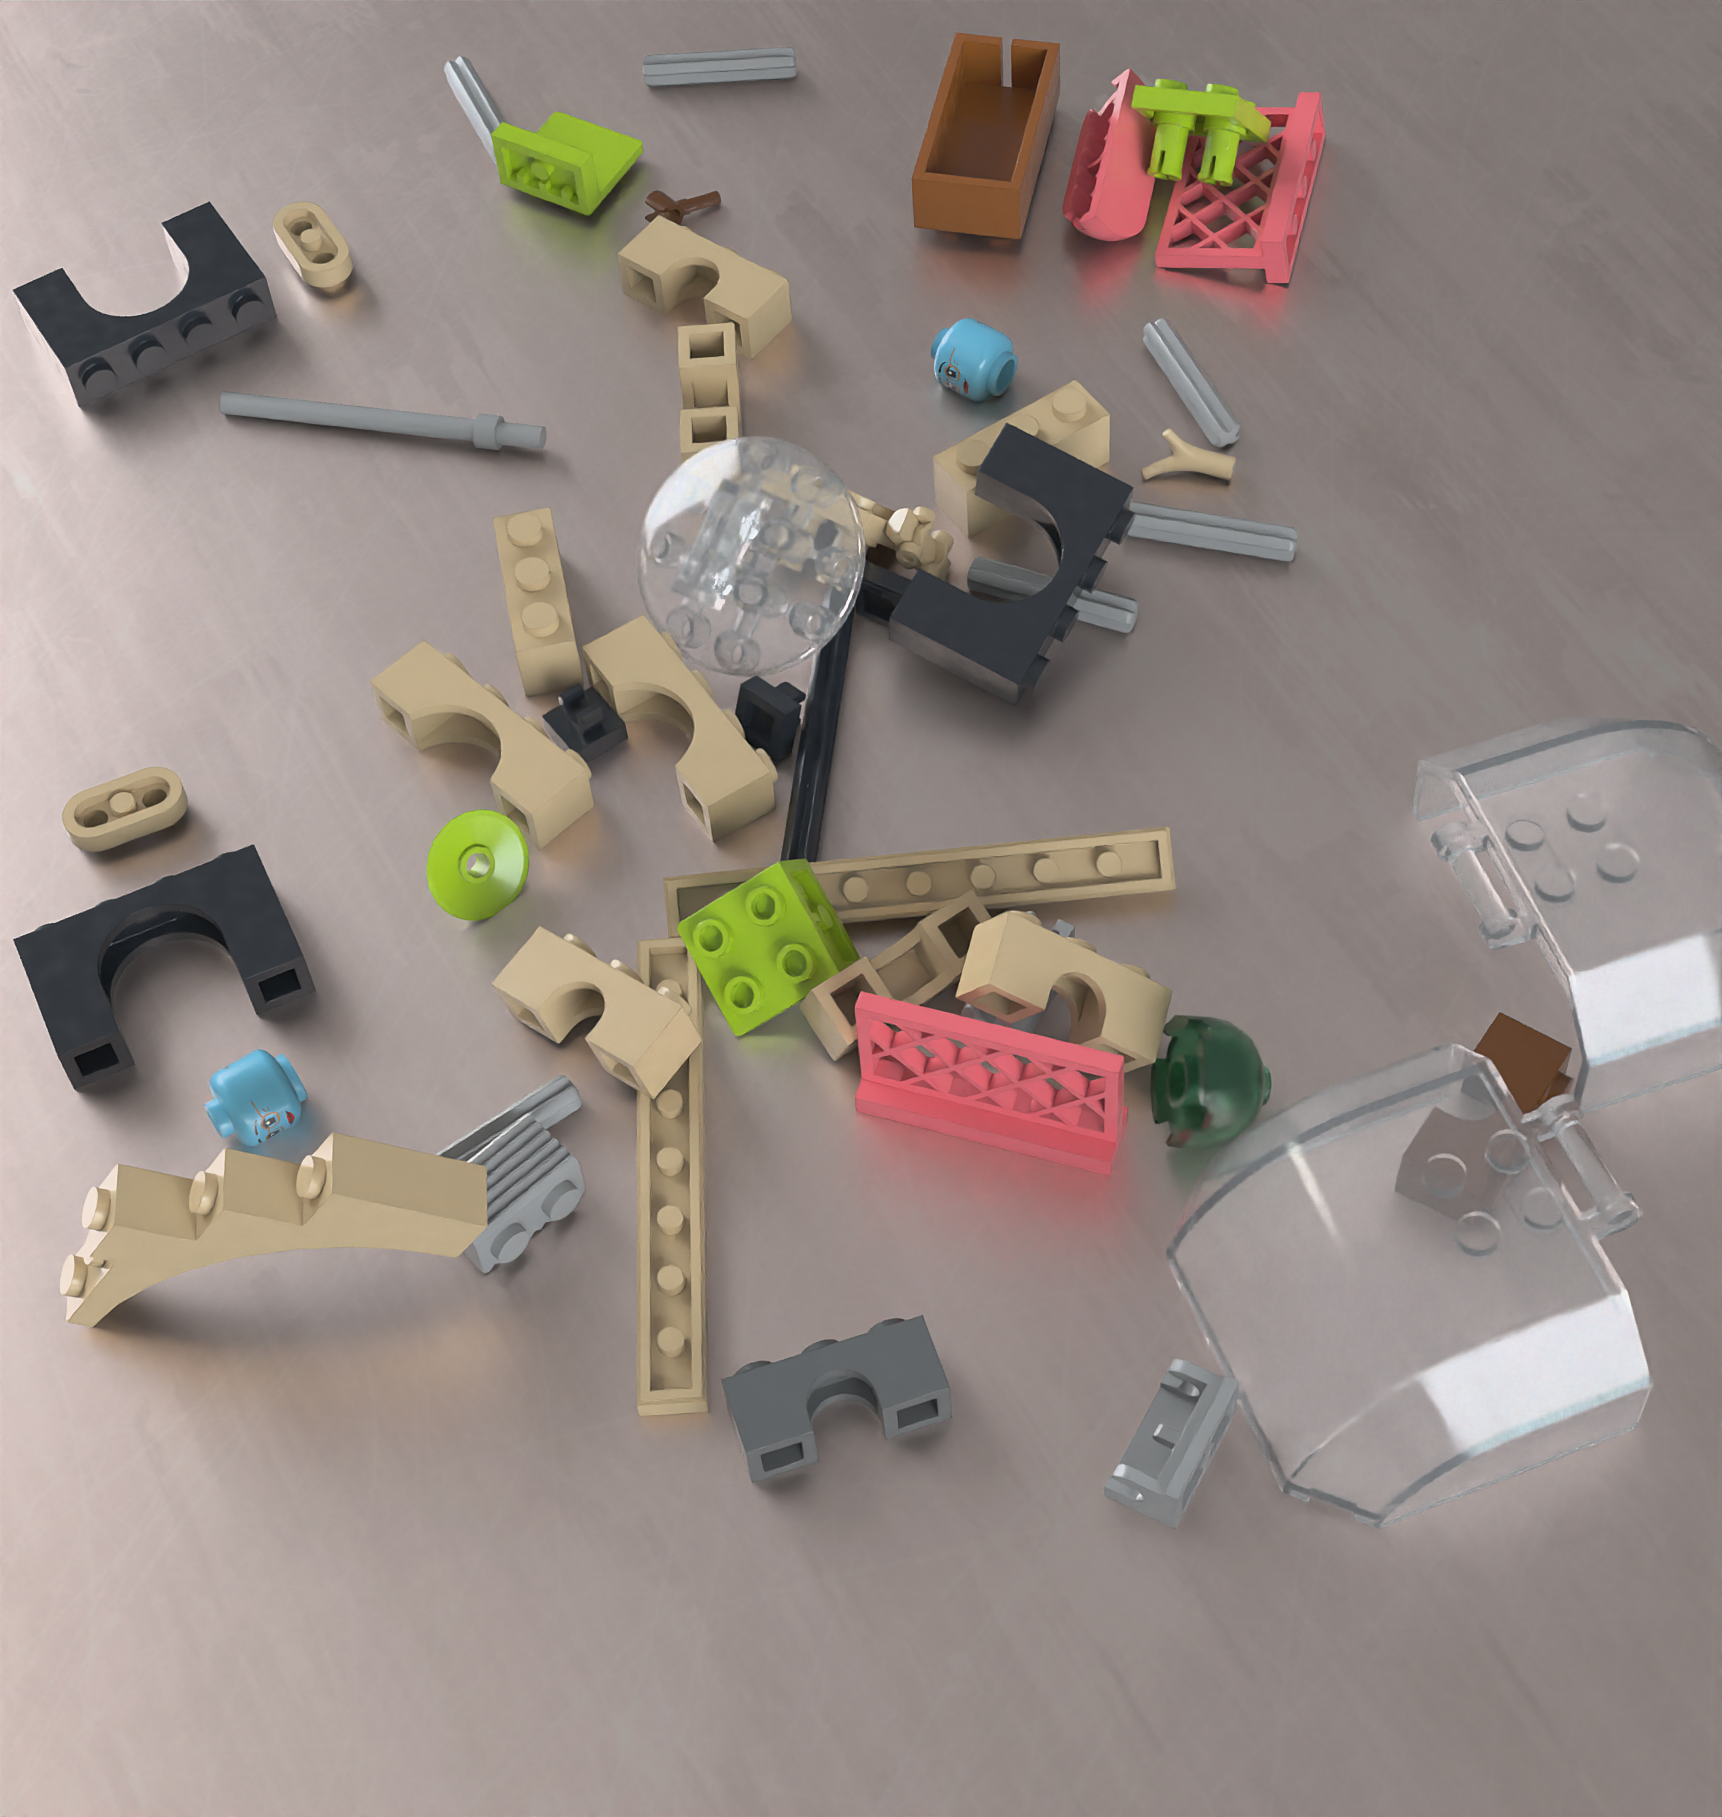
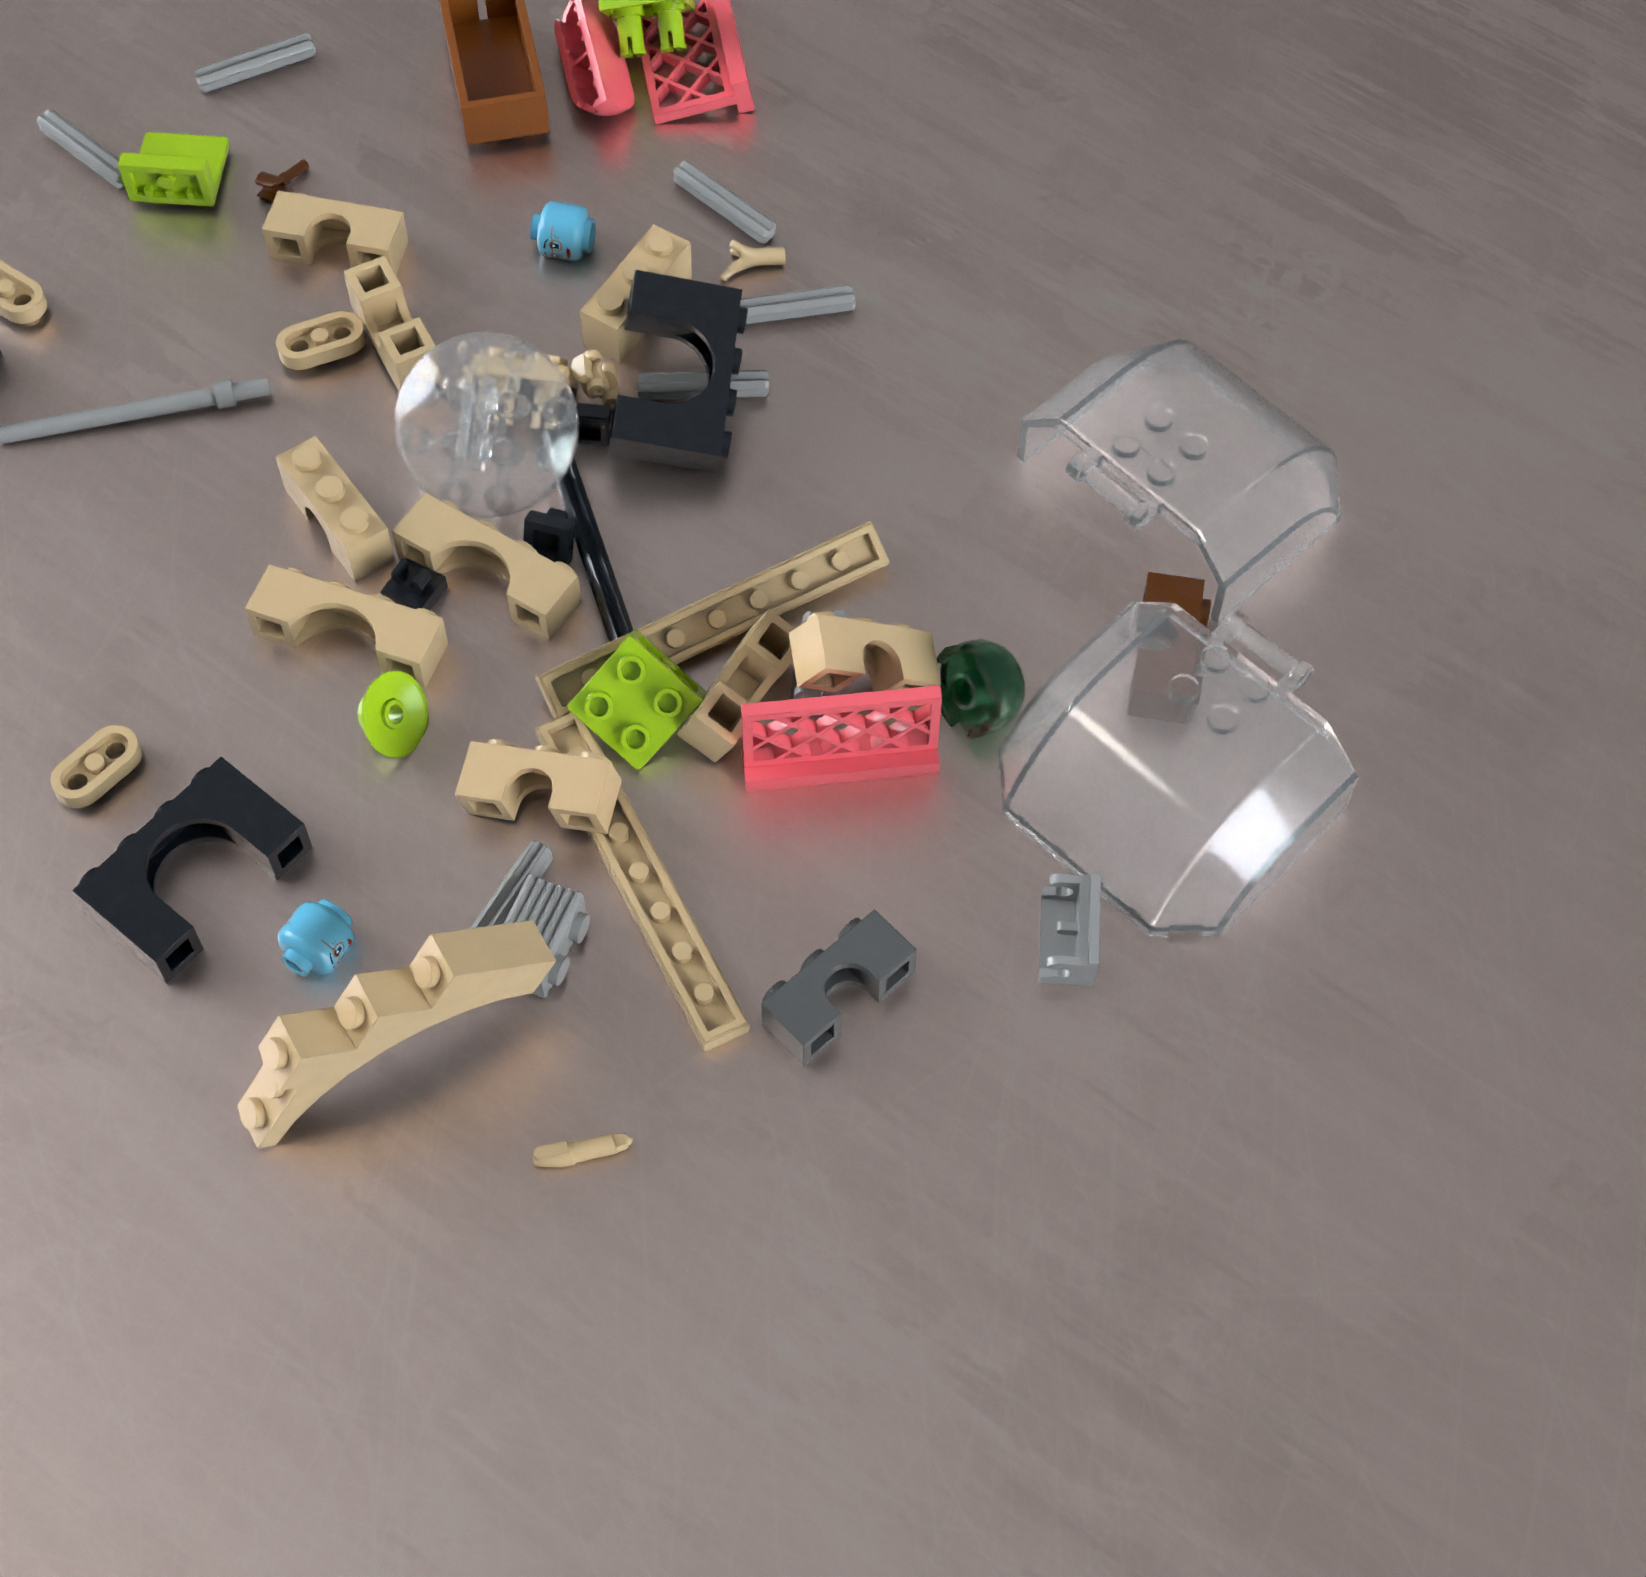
camera: 30 degrees left, 5 degrees up
(412, 1474) = (569, 1153): none -> tan piece
(626, 402) = (320, 340): none -> tan plate

